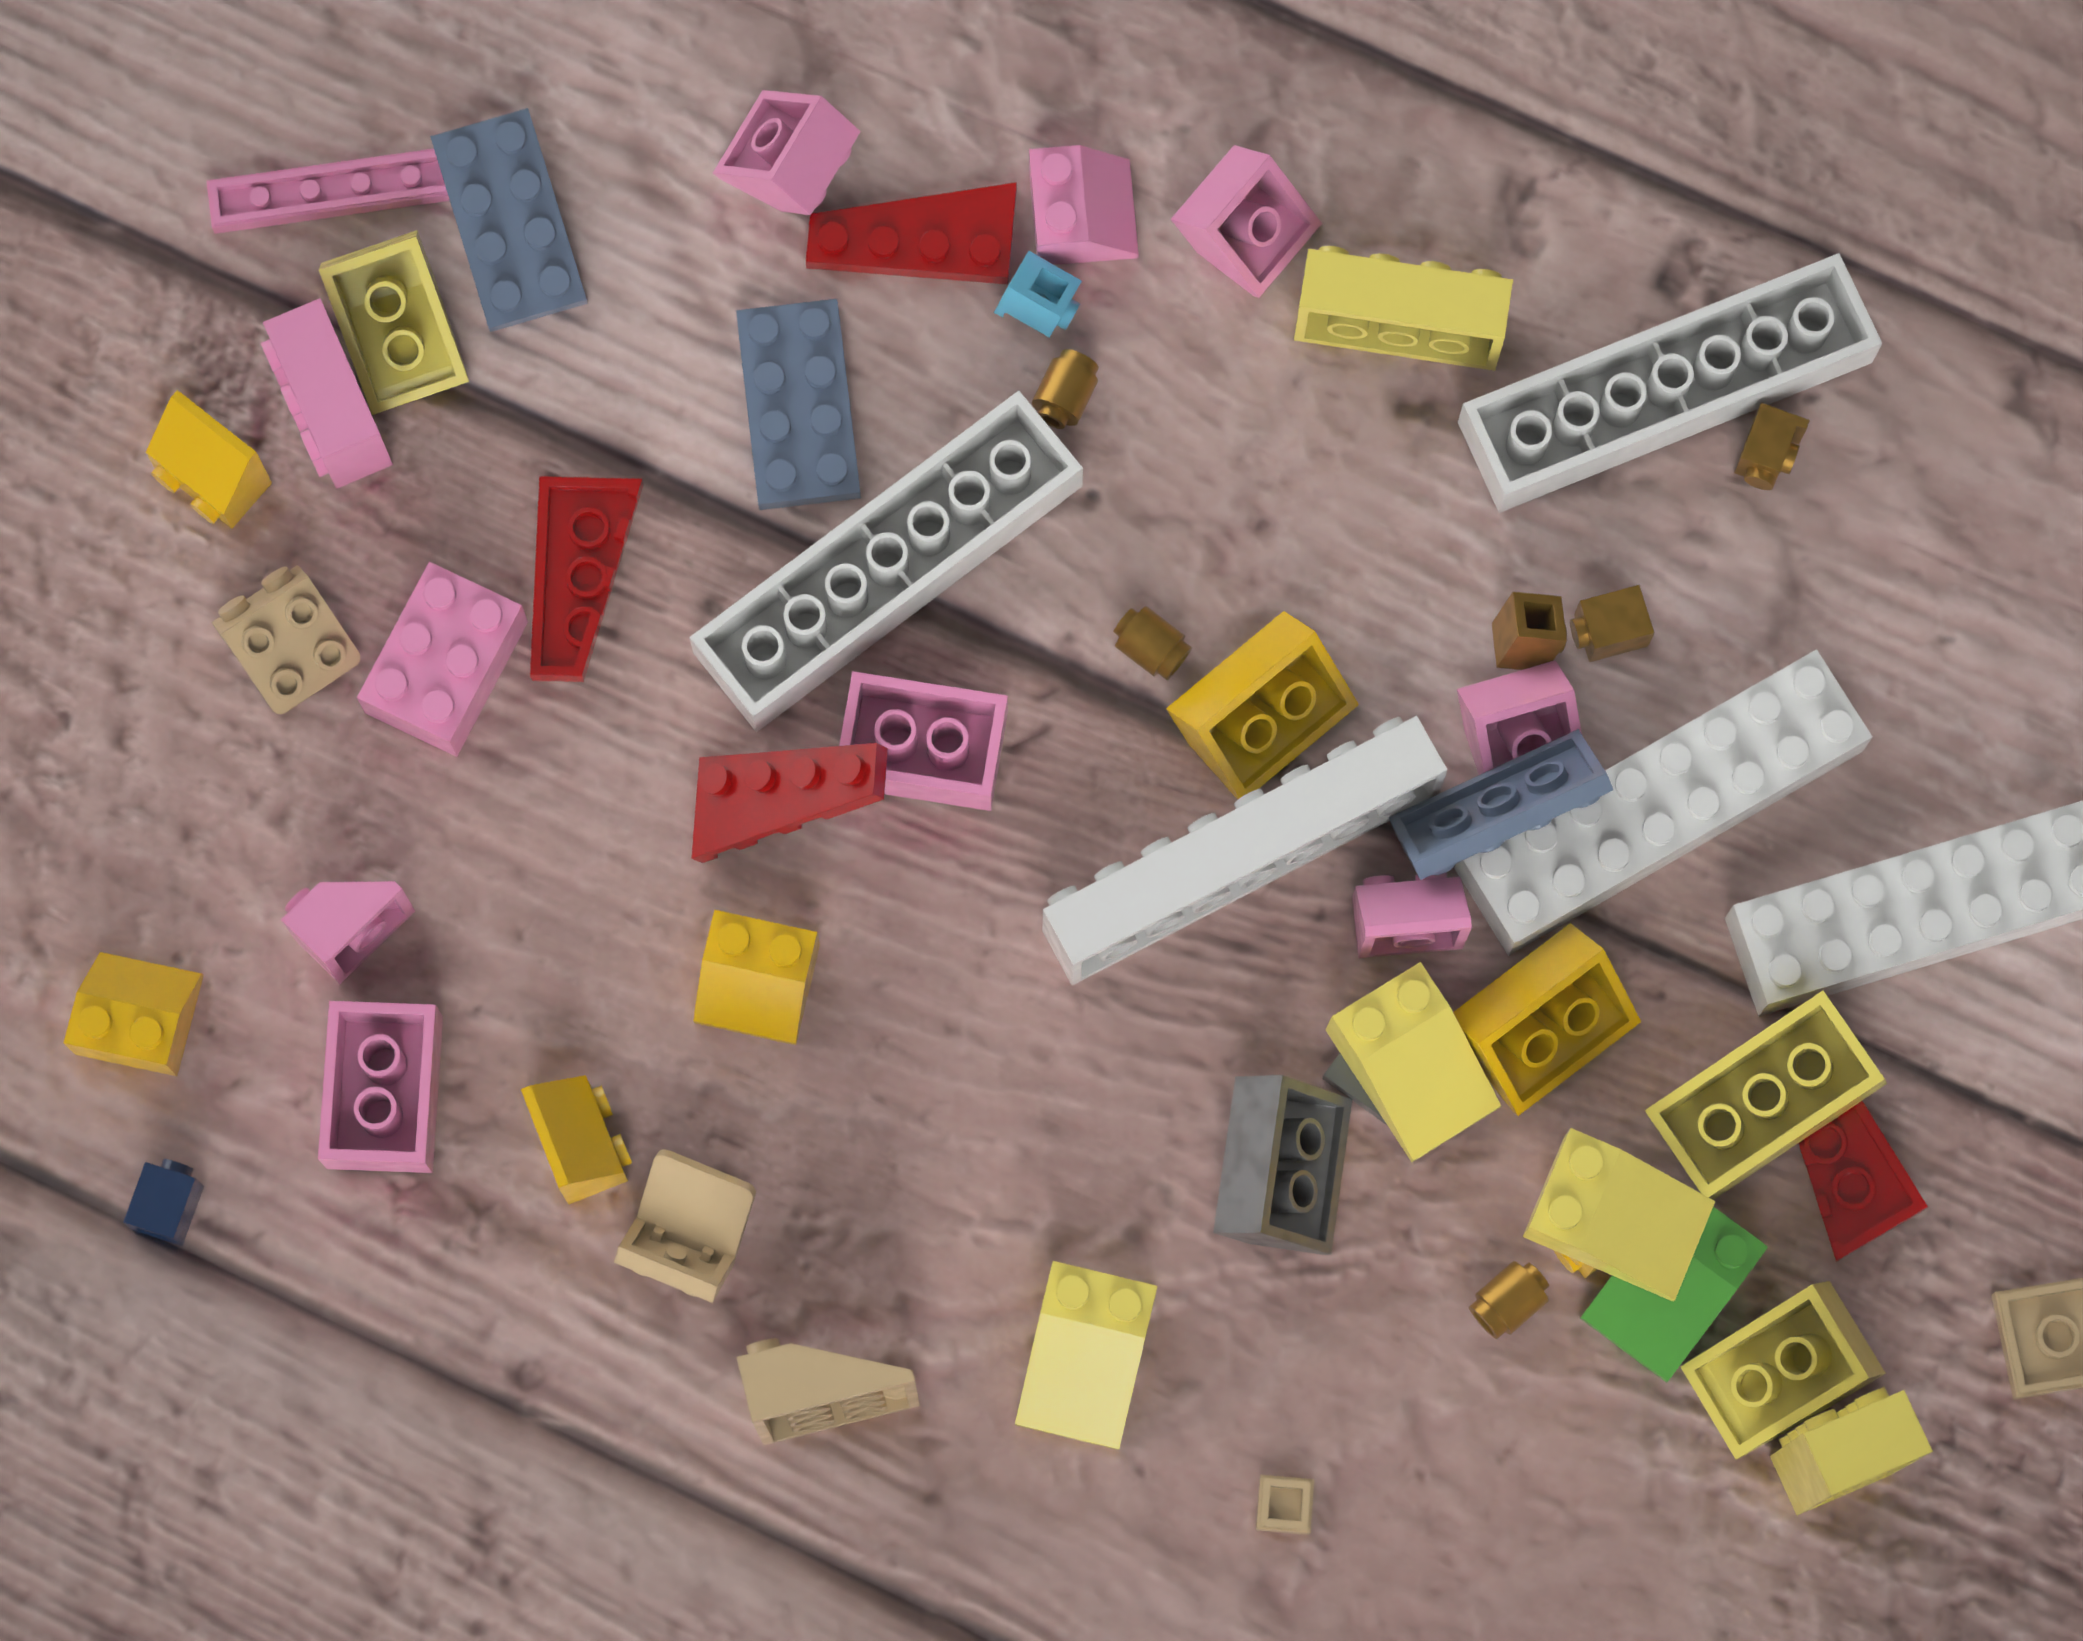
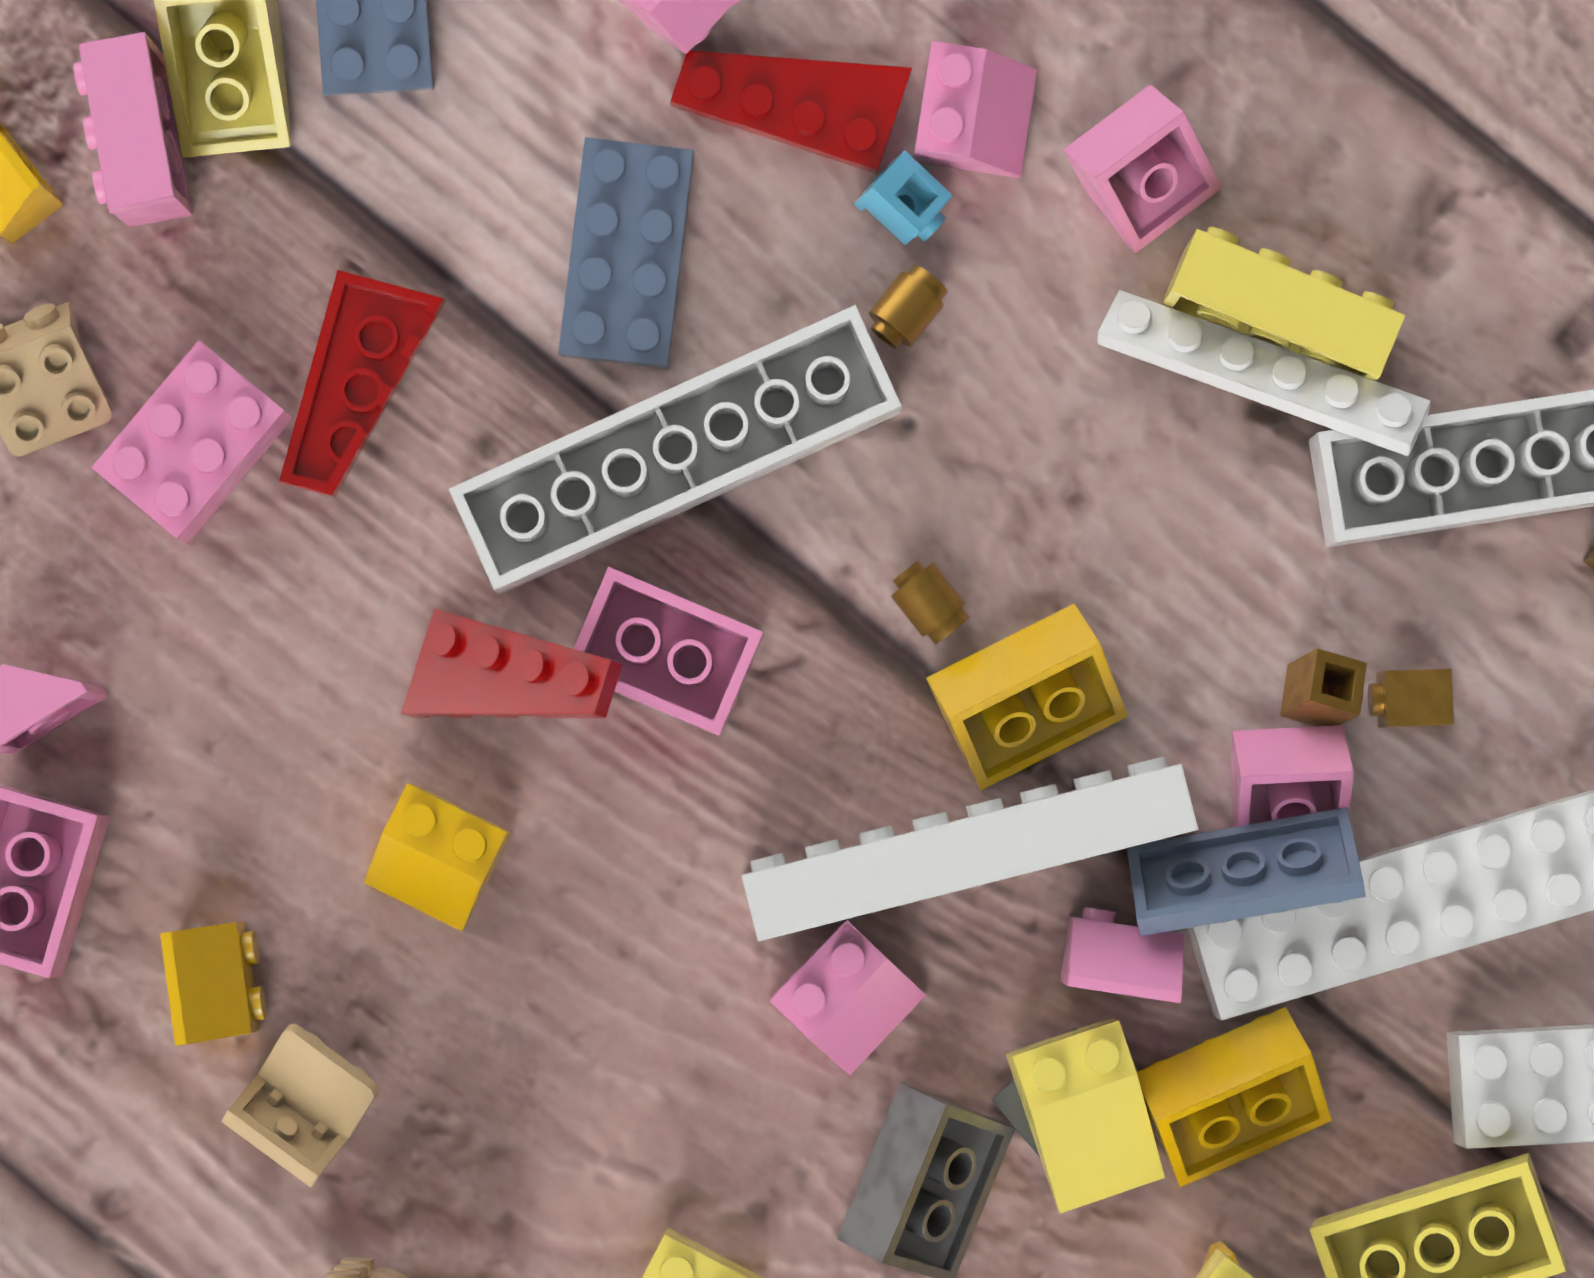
camera: 15 degrees right, 10 degrees up
(1166, 1012) = (847, 997): none -> bright pink slope
(1400, 366) = (1264, 372): none -> white plate

